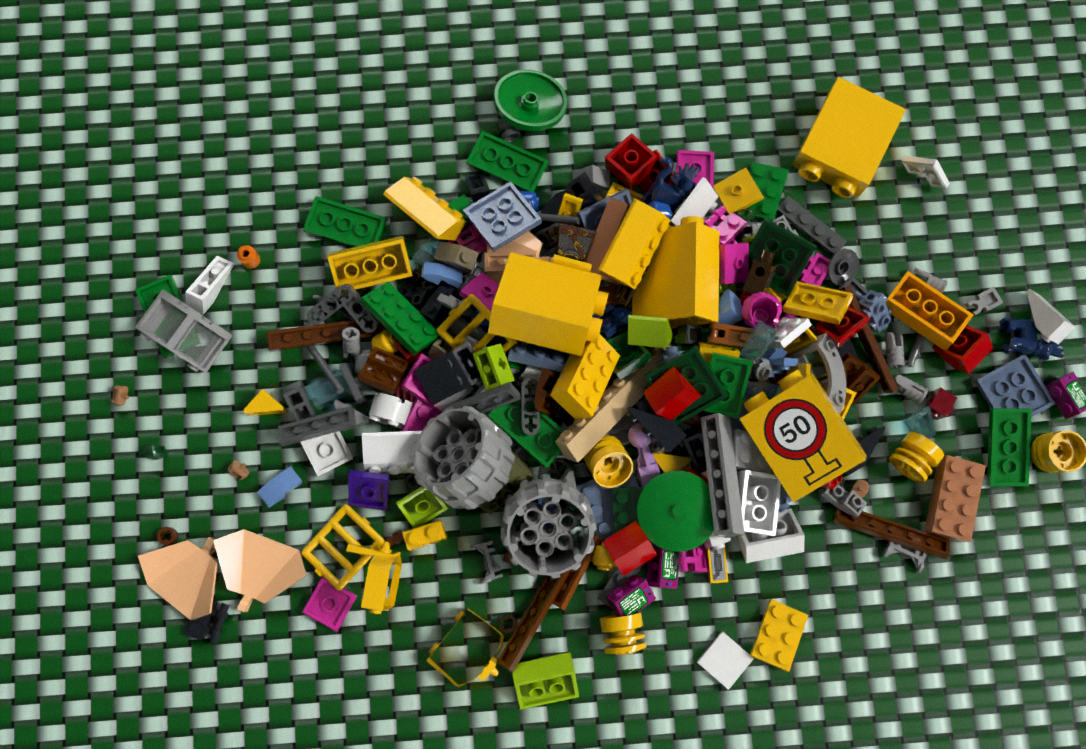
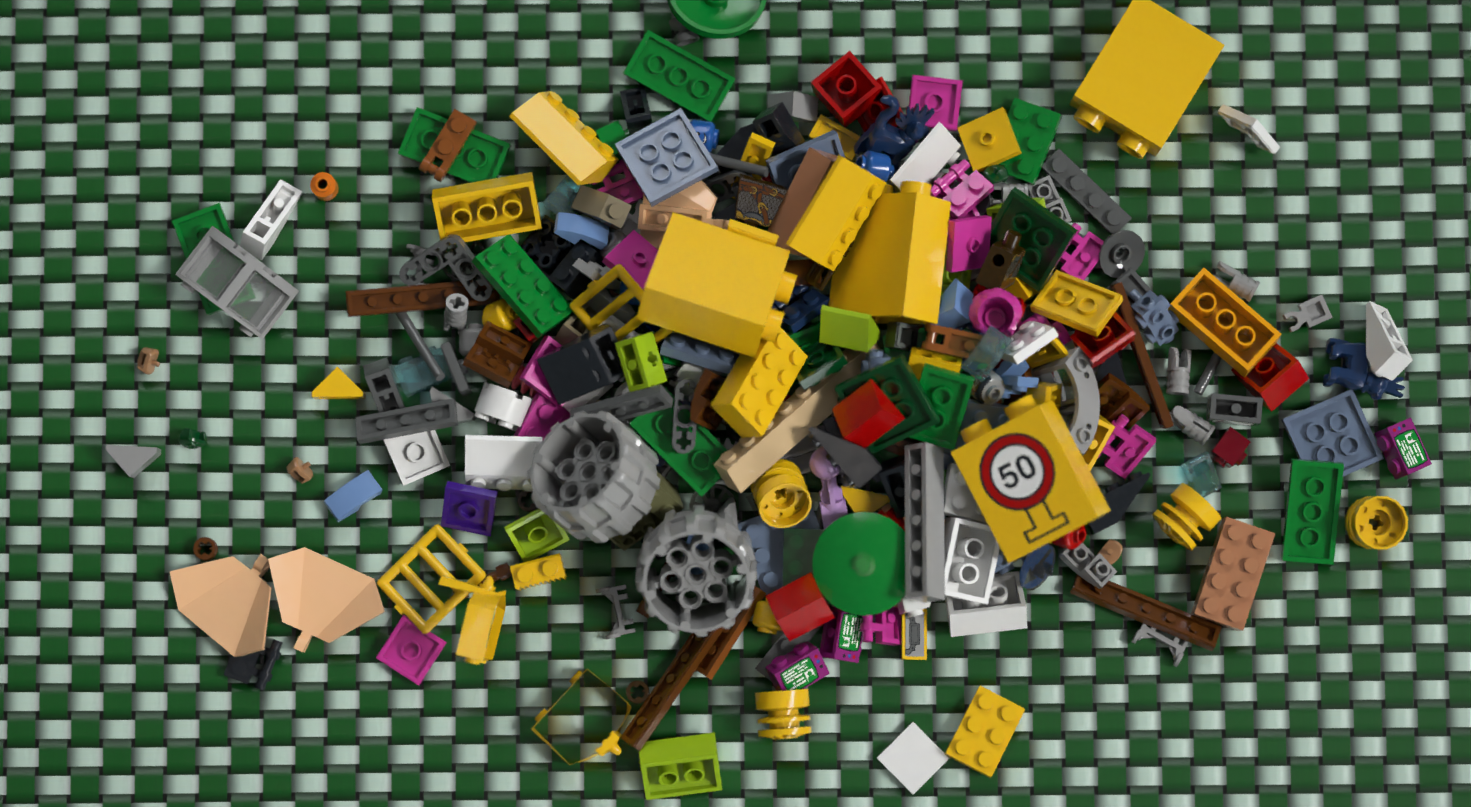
camera: 10 degrees right, 5 degrees up
(109, 470) = (133, 458): none -> light grey slope
(339, 220) = (448, 144): none -> dark orange plate
(807, 506) = (1037, 567): none -> clear smoke piece
(867, 410) = (1130, 449): none -> dark pink plate
(941, 374) = (1234, 409): none -> dark grey brick

